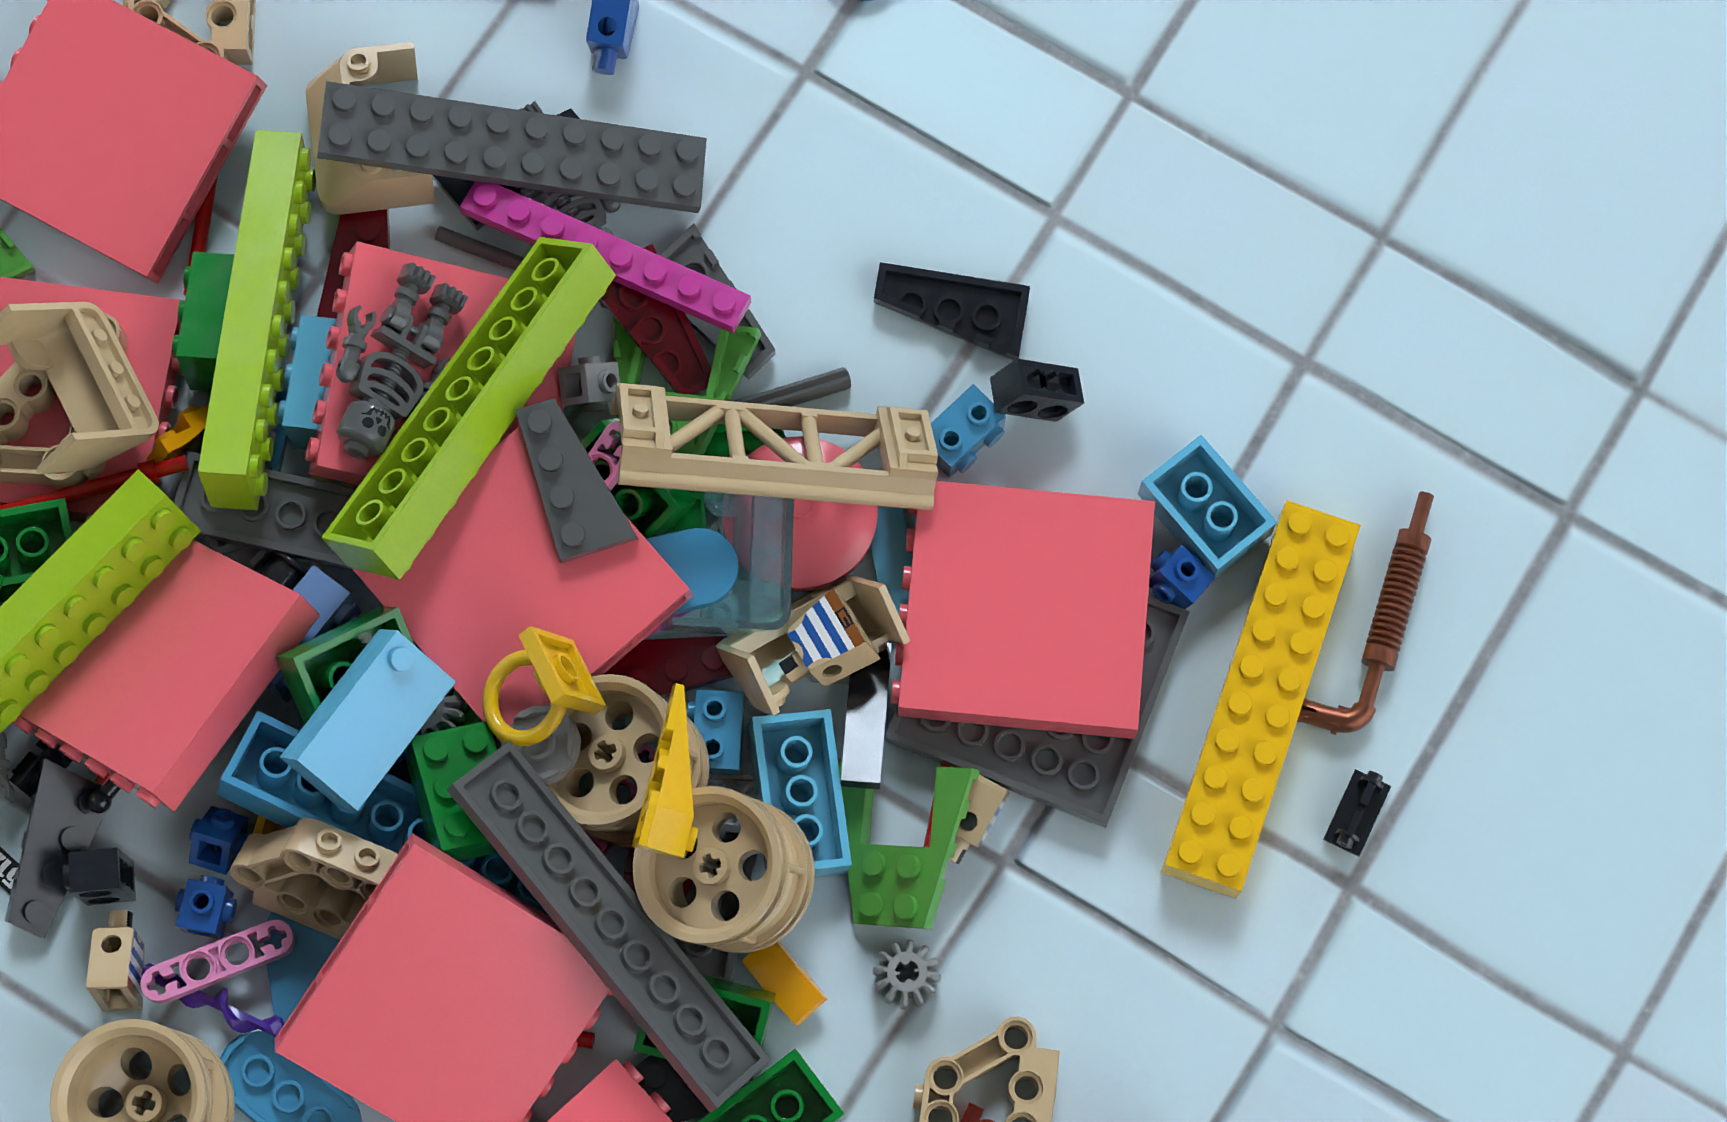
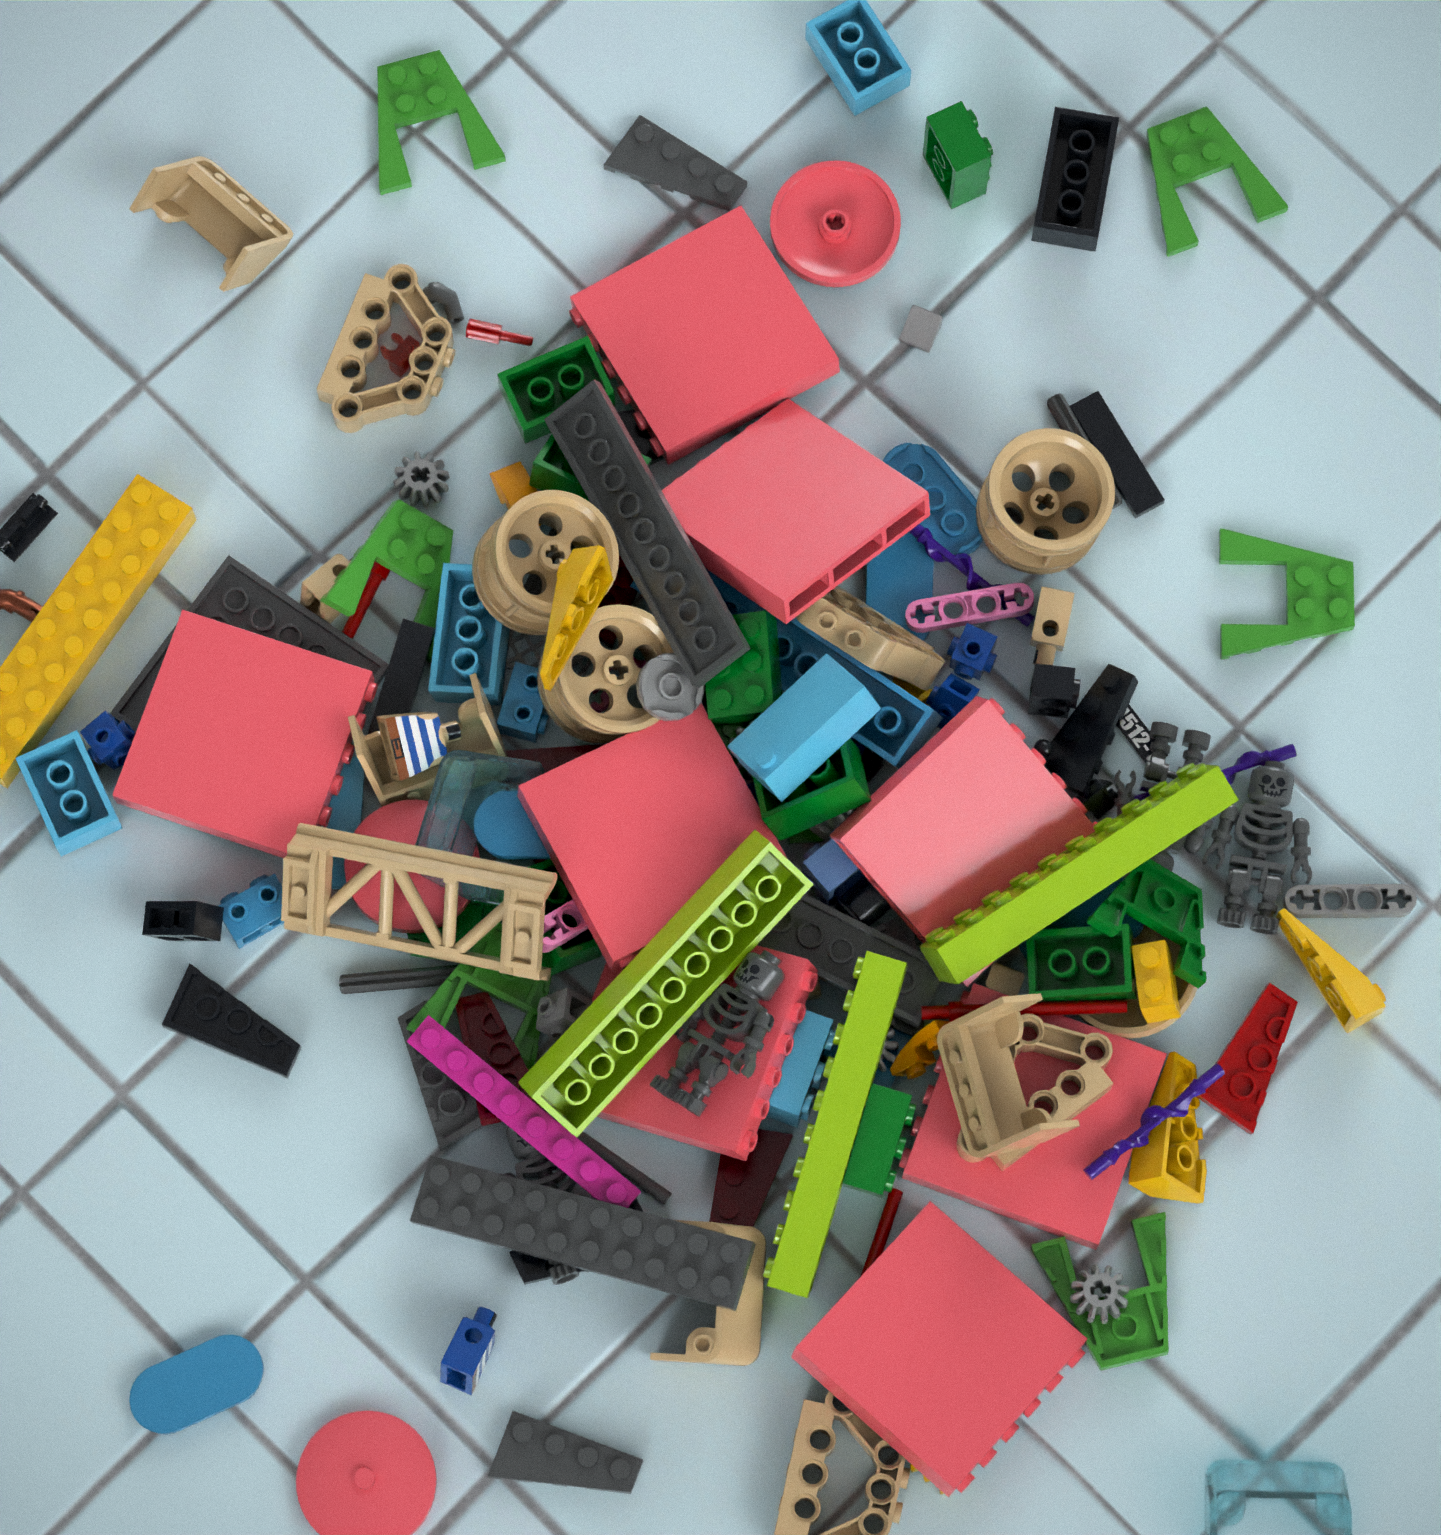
camera: 165 degrees left, 0 degrees up
(558, 673) = (640, 726): yellow tile -> none
(573, 493) = (596, 885): dark grey wing -> none

